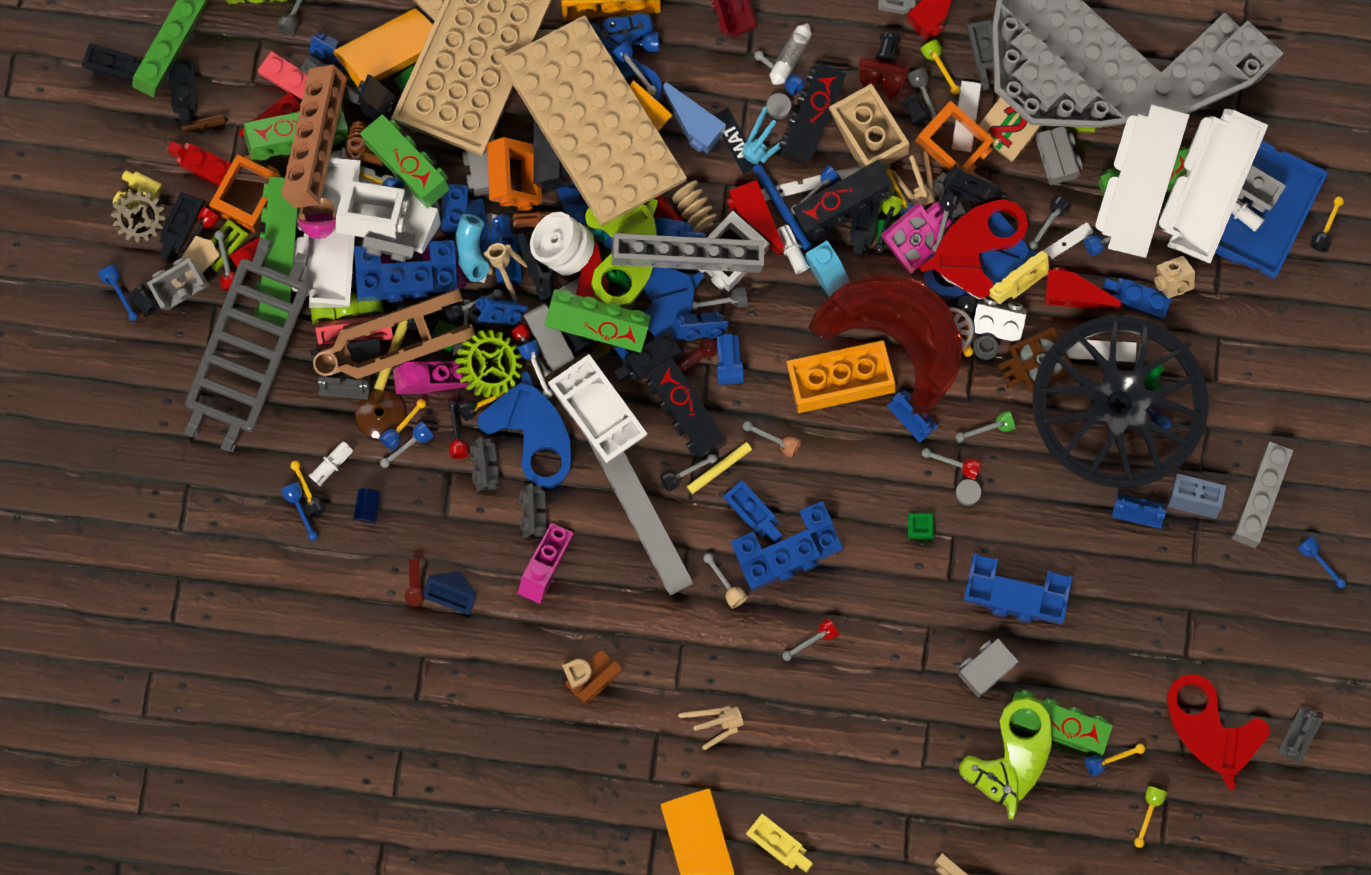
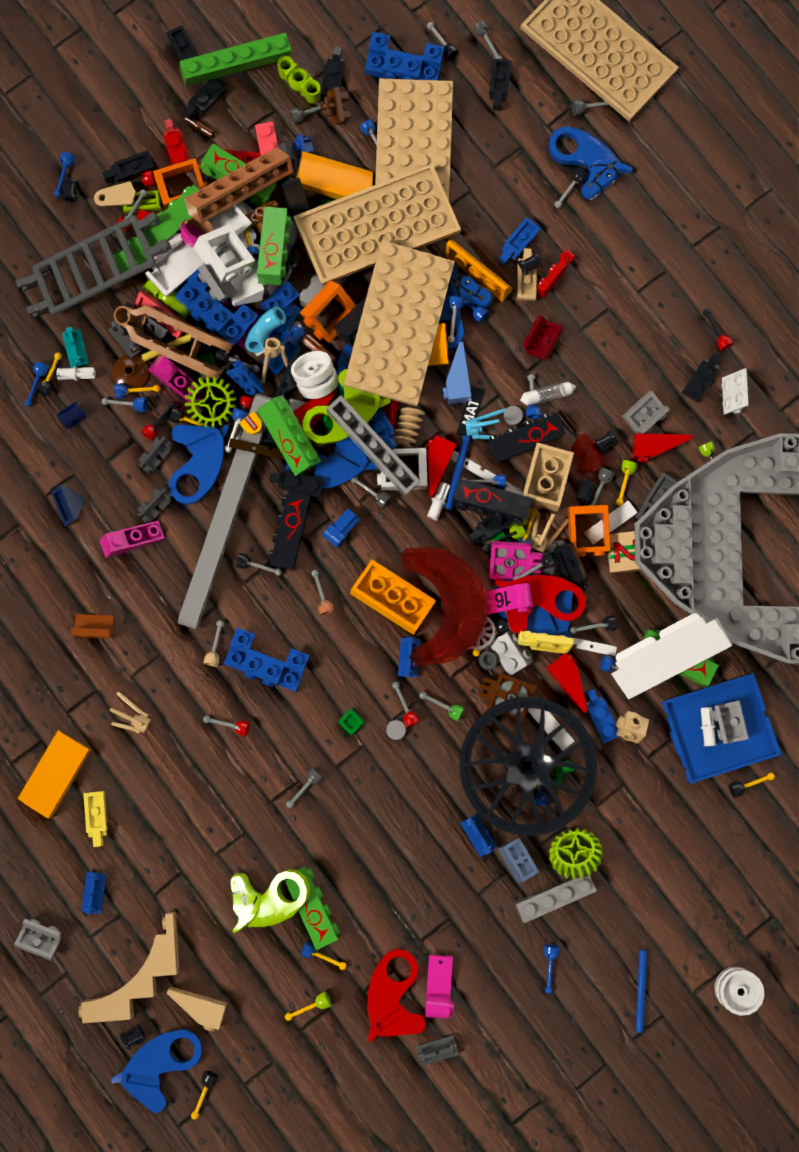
camera: 45 degrees right, 5 degrees up
(141, 181) = (134, 131): light yellow plant -> none
(147, 218) = (118, 145): dark tan gear -> none
(177, 283) = (94, 197): light grey window -> none
(304, 441) = (75, 347): none -> teal hinge
(414, 595) = (48, 486): clear red bar -> none
(550, 345) = (251, 424): none -> yellow tile
(577, 672) = (87, 615): tan tile -> none
(597, 409) = (239, 483): white slope -> none
(707, 349) = (337, 509): clear red bar -> none
(711, 326) = (350, 499): blue hinge -> none
(719, 468) = (276, 581): light yellow bar -> none
(753, 511) = (268, 623): blue hinge -> none
(827, 268) = (445, 531): medium azure slope -> none
(939, 608) = (313, 777): none -> hinge
(951, 268) = (509, 598): none -> dark pink door
(988, 667) = (305, 836): light grey brick -> none
(1017, 597) = (359, 814): blue bracket -> none
(1058, 155) = (638, 594): light grey brick -> none
(1213, 180) = (707, 696): white slope -> none
(1243, 679) = (439, 987): none -> dark pink door
(1252, 425) = (585, 858): none -> lime gear

